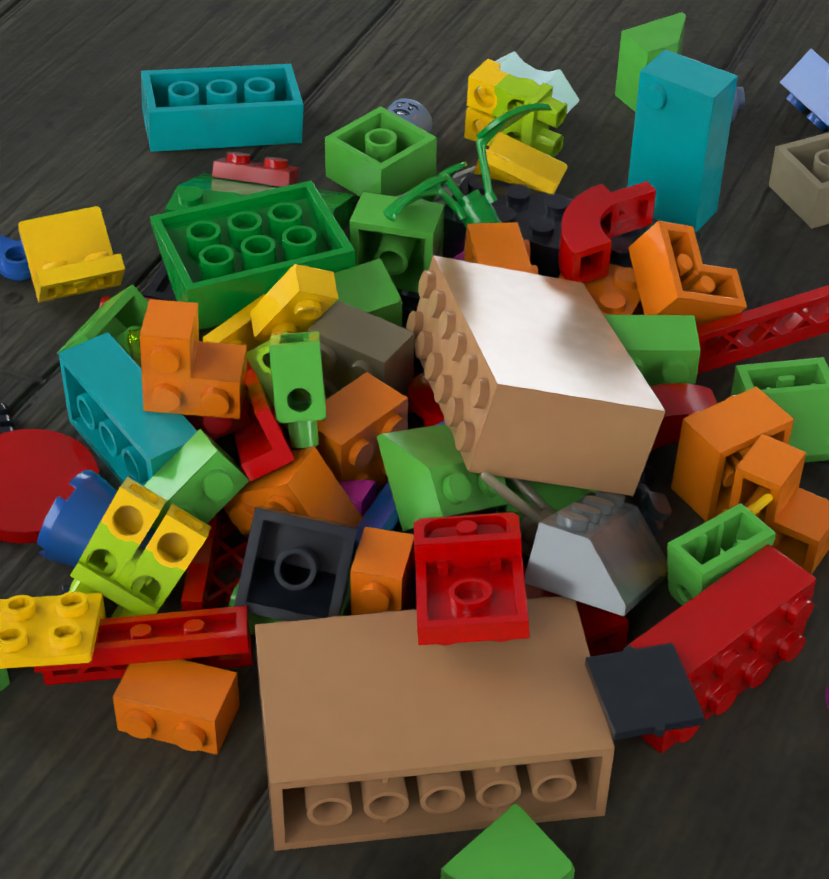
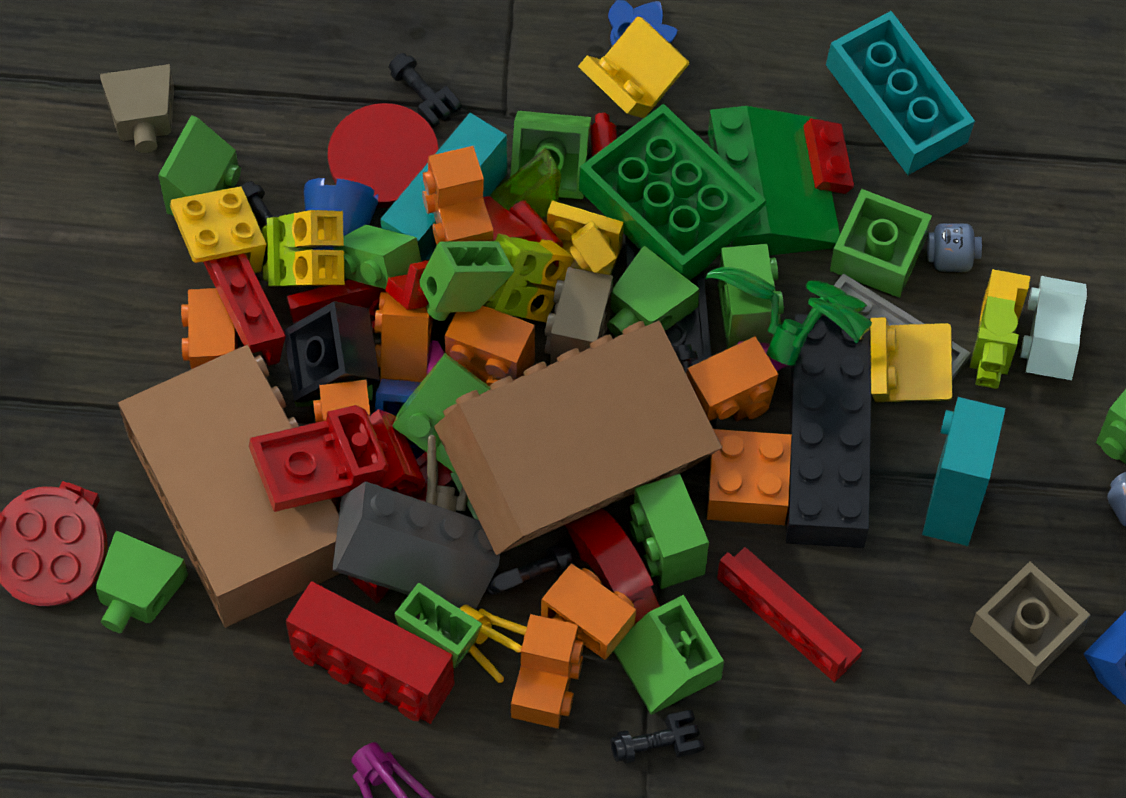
camera: 70 degrees right, 20 degrees up
(595, 219) = (802, 429): red arch -> none
(644, 691) = (270, 601): black piece -> none
(676, 280) = (756, 524): orange brick -> none

